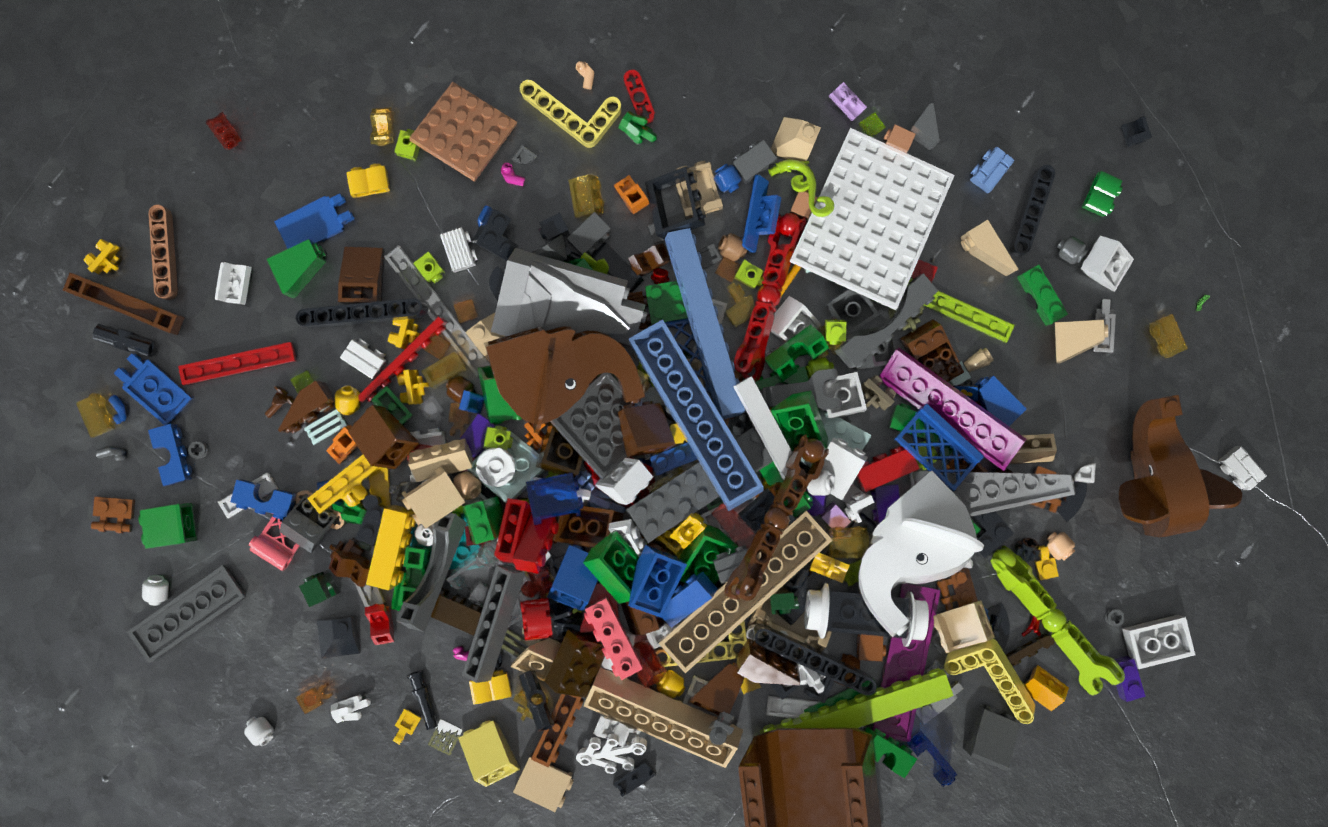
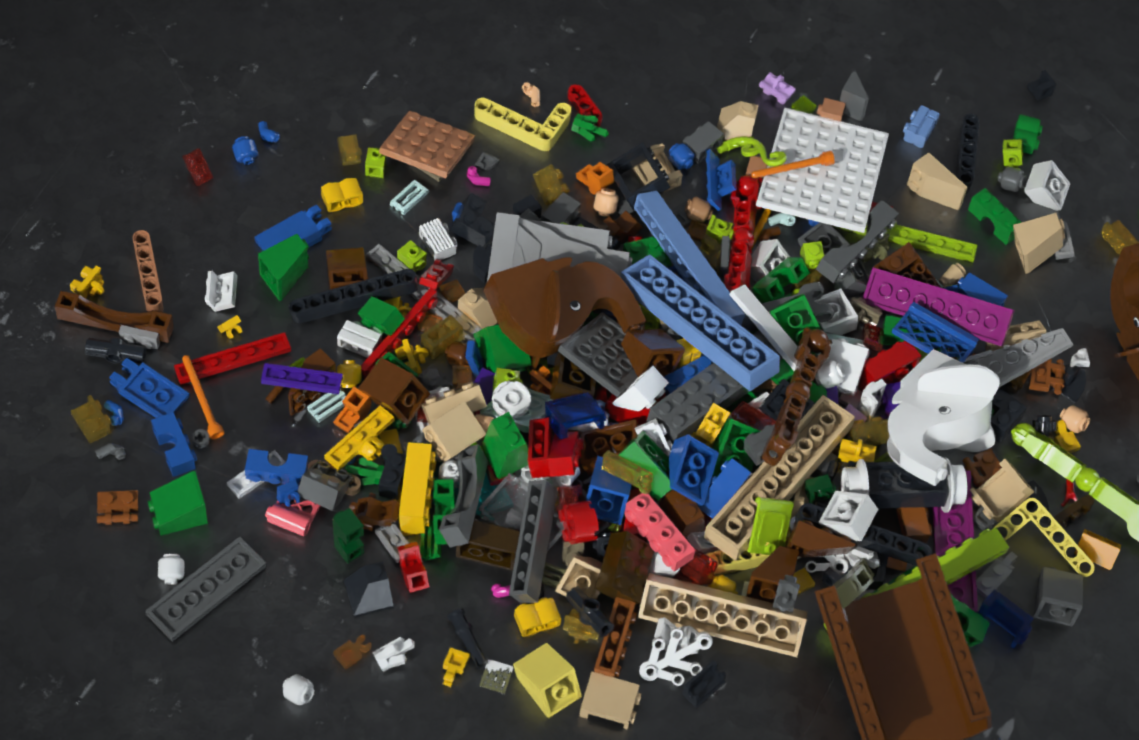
camera: 15 degrees left, 30 degrees down
(139, 326) = (139, 337): none -> light grey plate
(211, 441) = (214, 429): none -> orange piece
(237, 324) = (229, 325): none -> yellow tile
(269, 529) = (288, 492): none -> blue tile
(275, 113) = (245, 150): none -> blue head
(291, 418) = (301, 378): none -> dark purple plate
(301, 93) = (267, 134): none -> blue arm
(384, 344) = (380, 316): none -> green brick
(448, 296) = (436, 274): none -> red plate
(450, 180) = (415, 197): none -> light aqua tile
(592, 581) = (628, 471): none -> clear yellow plate
(637, 227) = (606, 202): none -> light nougat head
(723, 647) = (770, 525): none -> lime container
(744, 318) = (724, 256): none -> dark grey tile
(787, 721) = (854, 582): none -> olive slope
(797, 285) = (769, 232): none -> reddish brown arm
(800, 650) = (849, 514): none -> white slope
(876, 211) = (826, 158): none -> orange piece
(877, 431) = (873, 337): none -> clear red tile
(1081, 223) = (1012, 153): none -> lime brick

